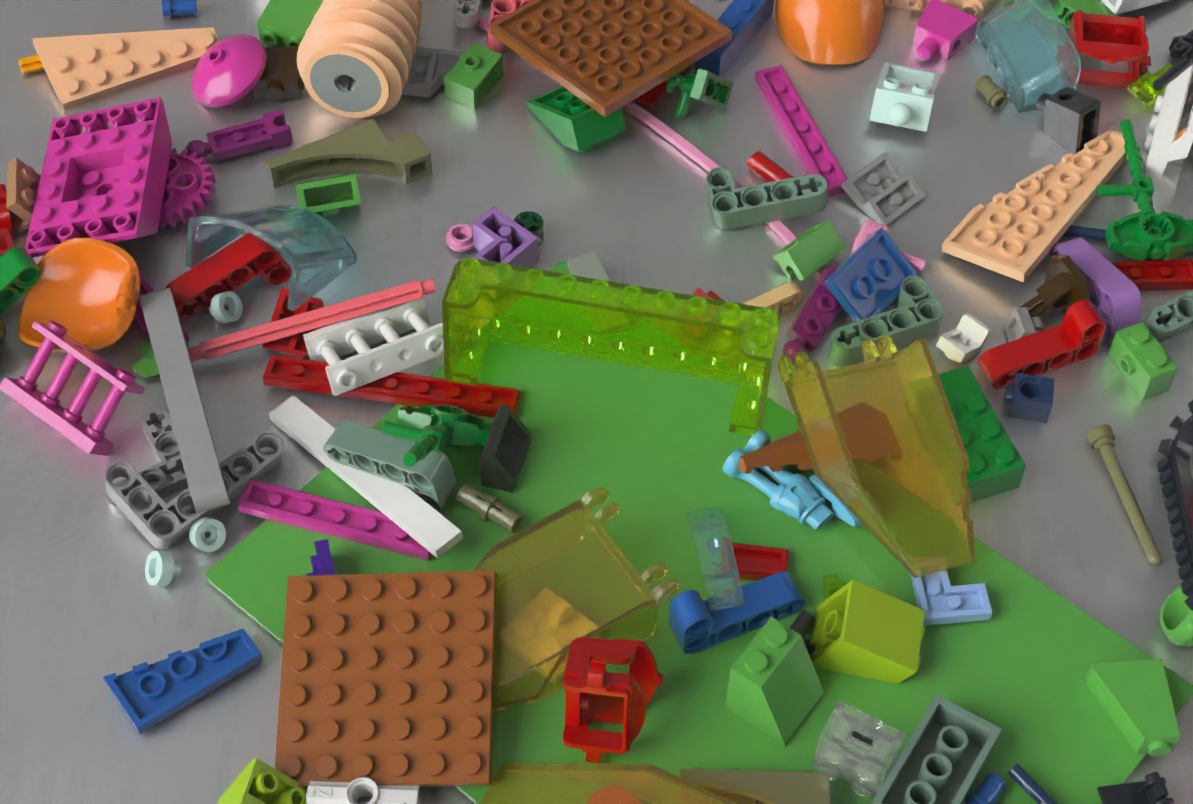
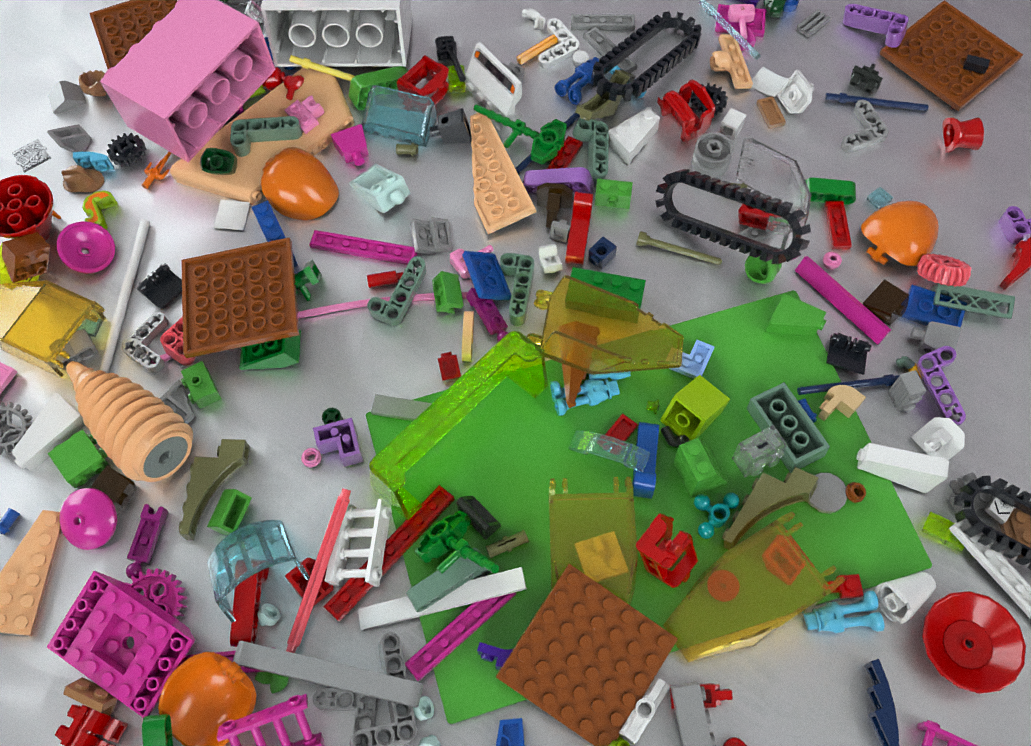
camera: 55 degrees left, 10 degrees up
(723, 721) = (702, 503): none -> teal piece

